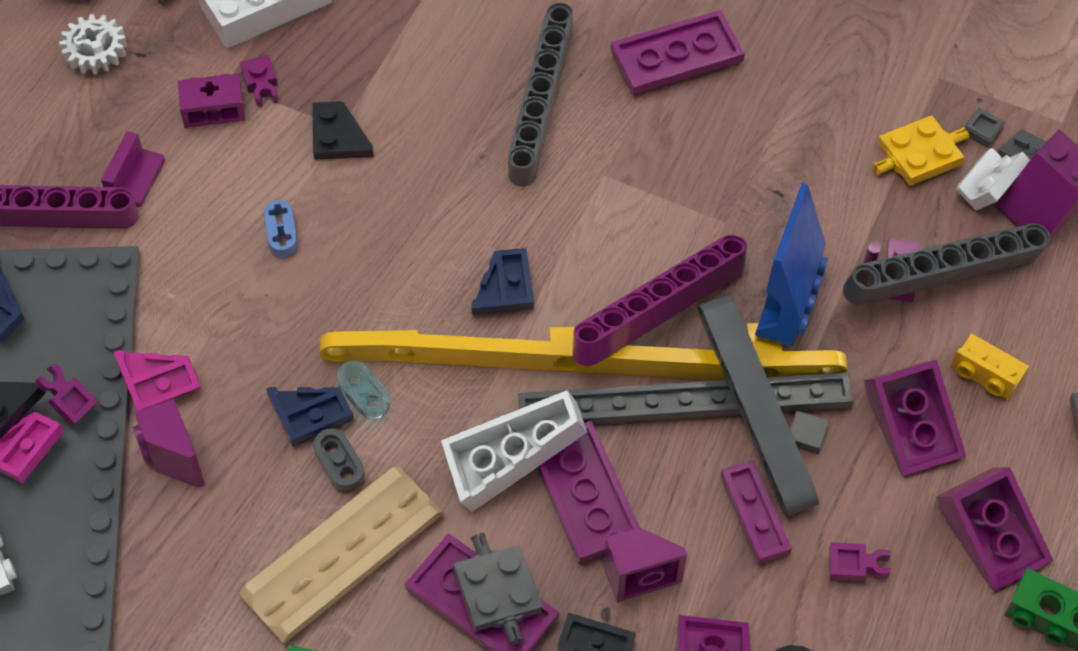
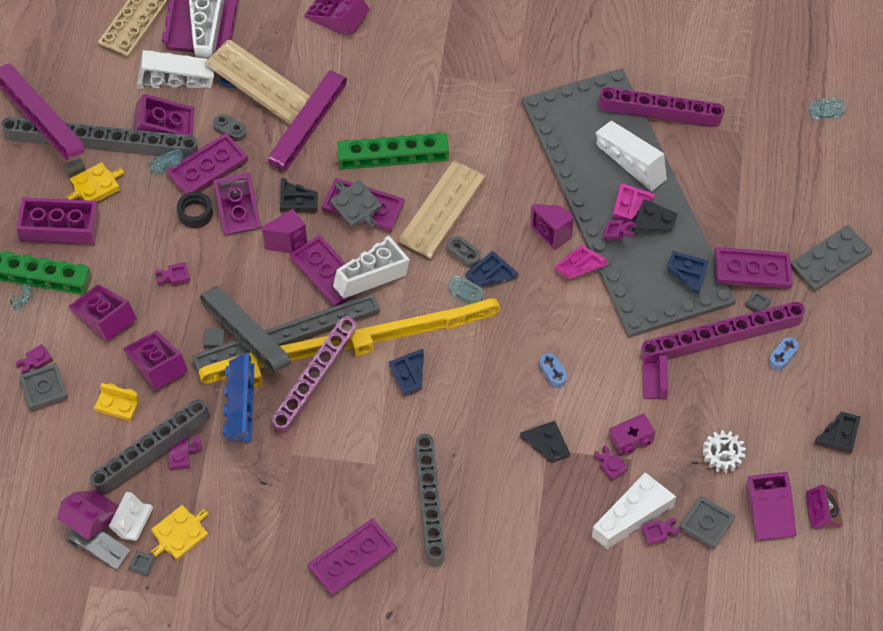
camera: 165 degrees right, 0 degrees up
(755, 512) = (233, 285): magenta plate -> none

